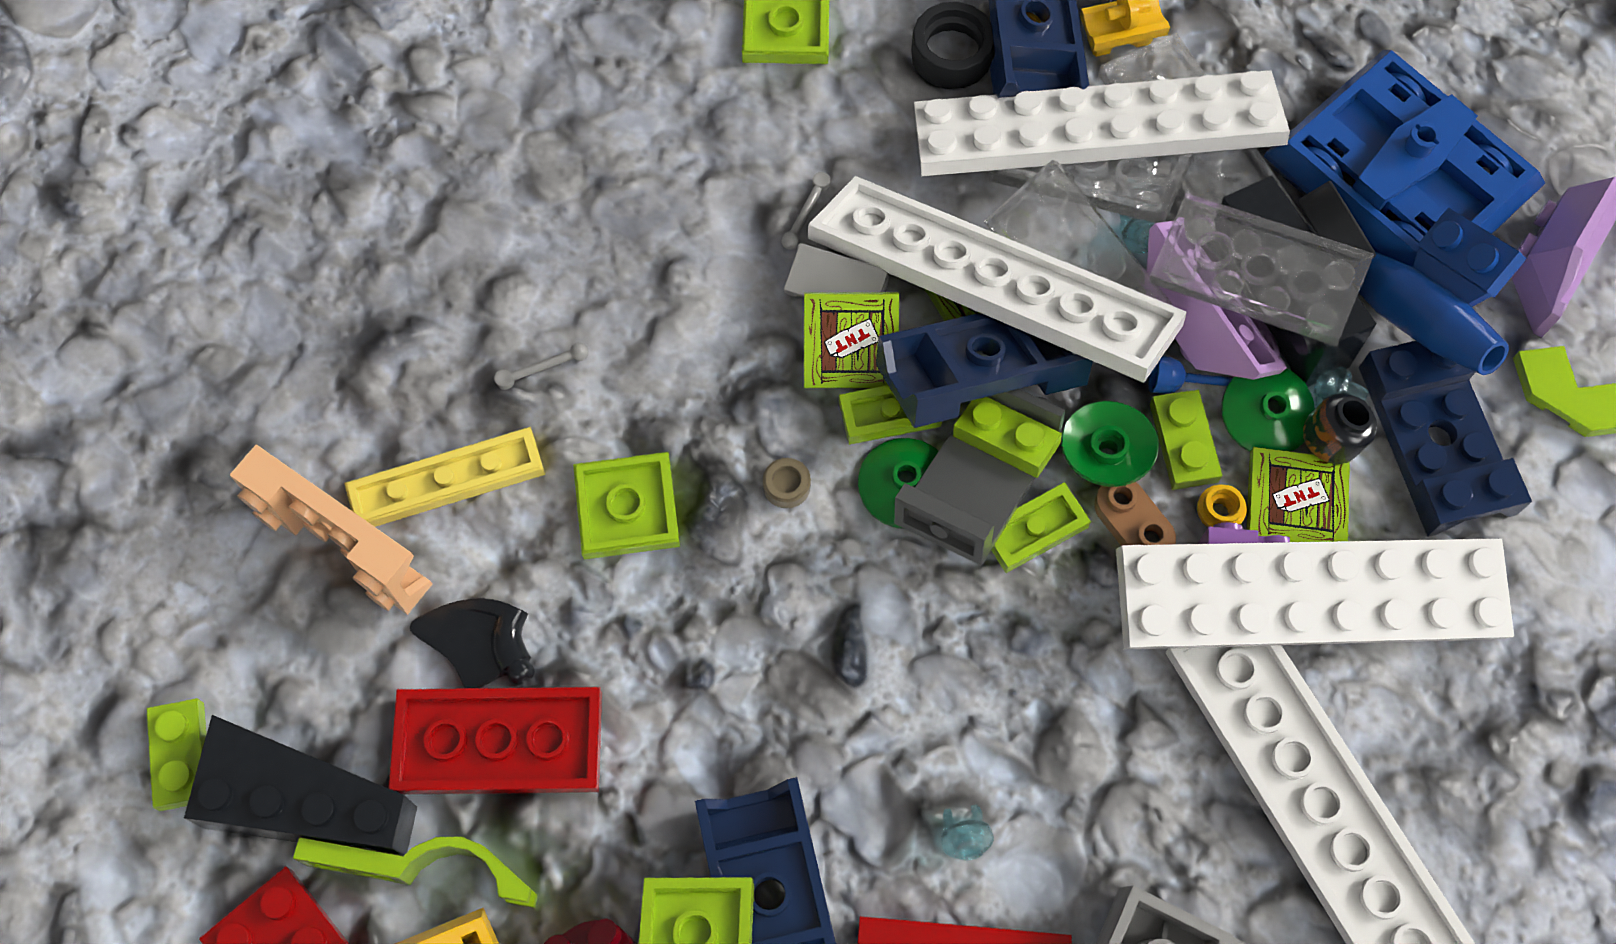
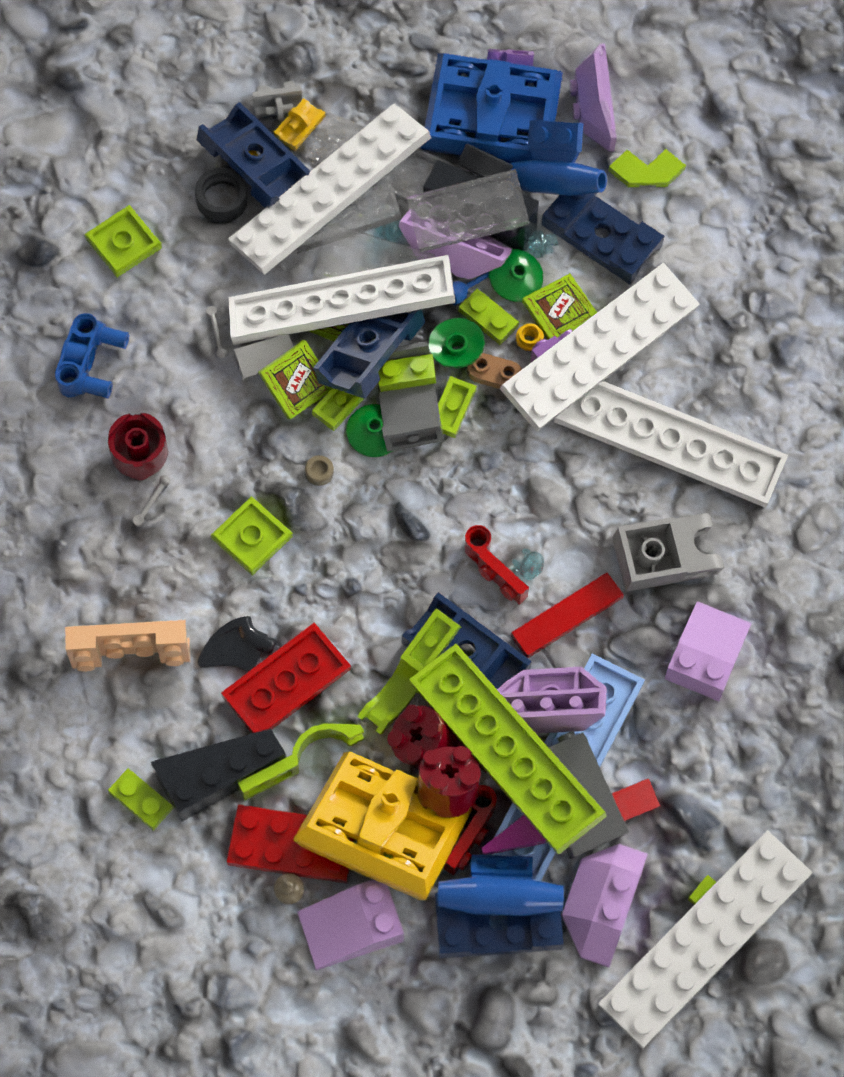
camera: 40 degrees left, 0 degrees up
(445, 478) = (156, 581): light yellow tile -> none
(576, 280) = (150, 448): none -> dark red brick
(609, 121) = (79, 355): none -> blue piece
(692, 851) = (398, 691): none -> lime piece
(906, 800) = (491, 567): none -> red plate
(1340, 428) = (556, 261): black head -> none
(1490, 120) = (512, 56): none -> medium lavender plate

